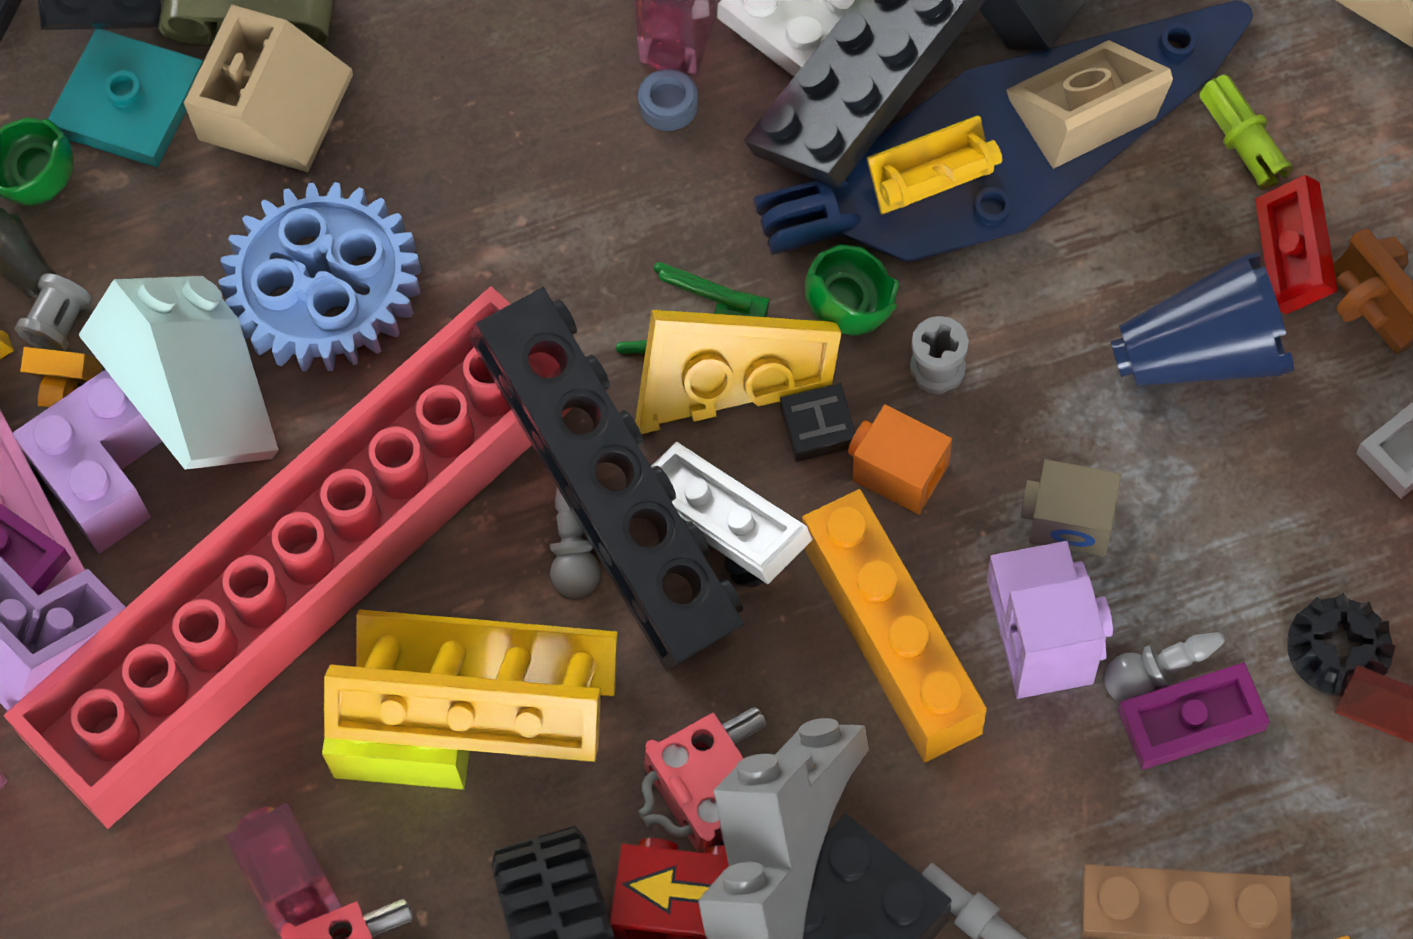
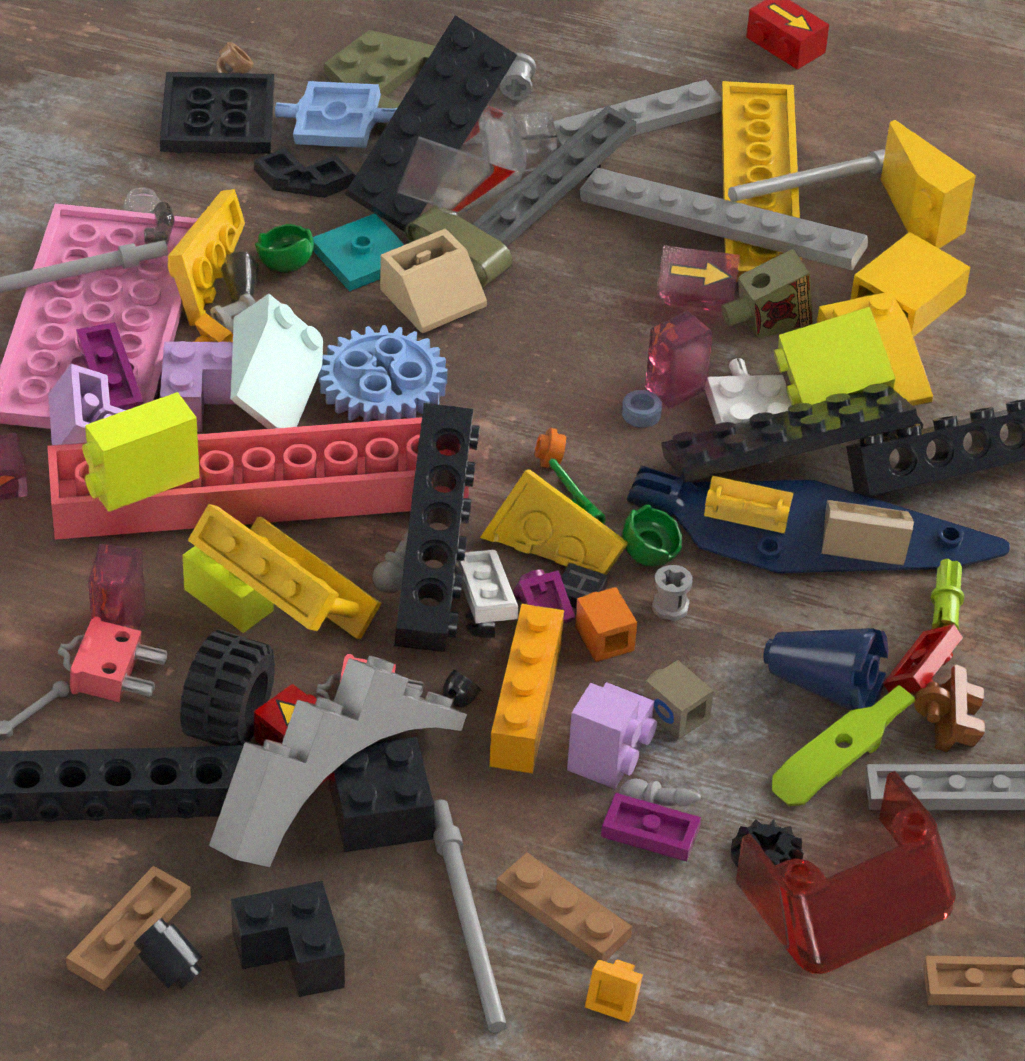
camera: 30 degrees right, 20 degrees down
(166, 657) = (141, 452): none -> neon yellow brick
(617, 241) = (550, 446): none -> orange plate
(796, 473) = (544, 591): none -> magenta bracket
(807, 678) = (462, 687): none -> black hinge
(1303, 471) = (822, 758): none -> lime piece

